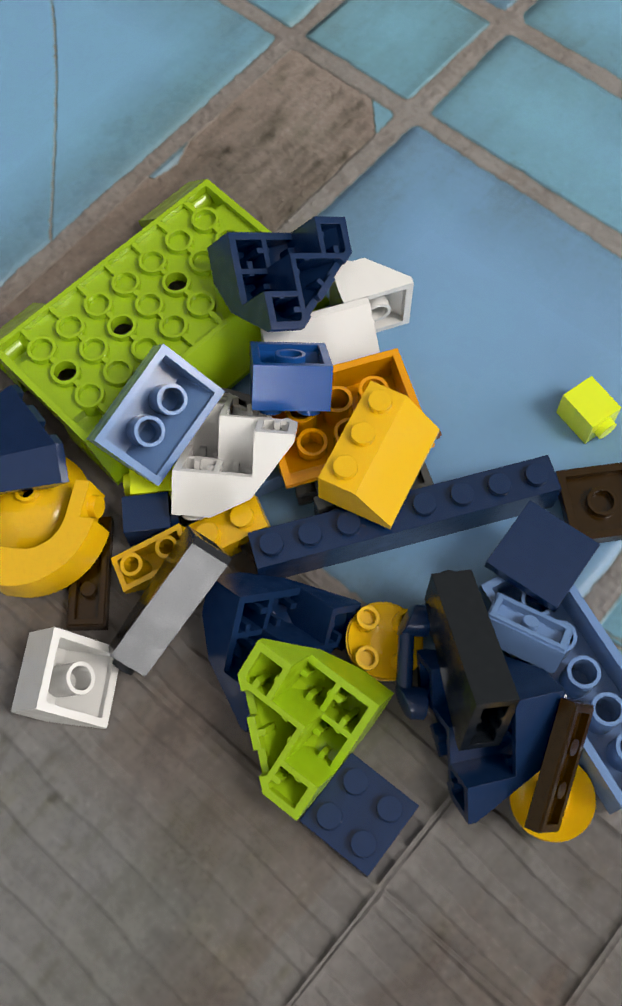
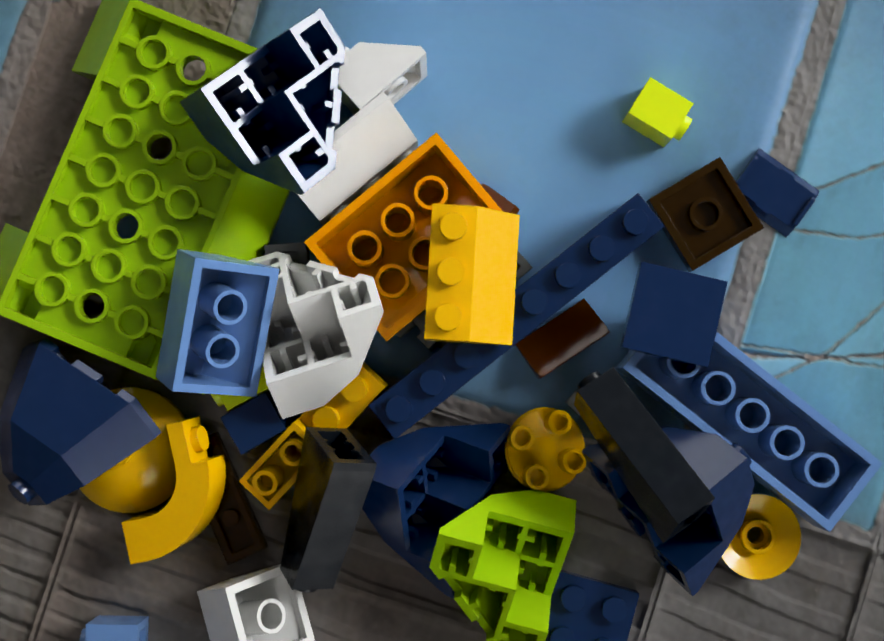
camera: 25 degrees left, 20 degrees up
(290, 377) = (341, 223): blue slope -> none
(411, 698) = (569, 428): dark blue bar -> none
(433, 556) = (562, 338): none -> reddish brown slope
(529, 633) = (687, 399): medium blue slope -> none
(559, 766) = (762, 519): dark brown tile -> none

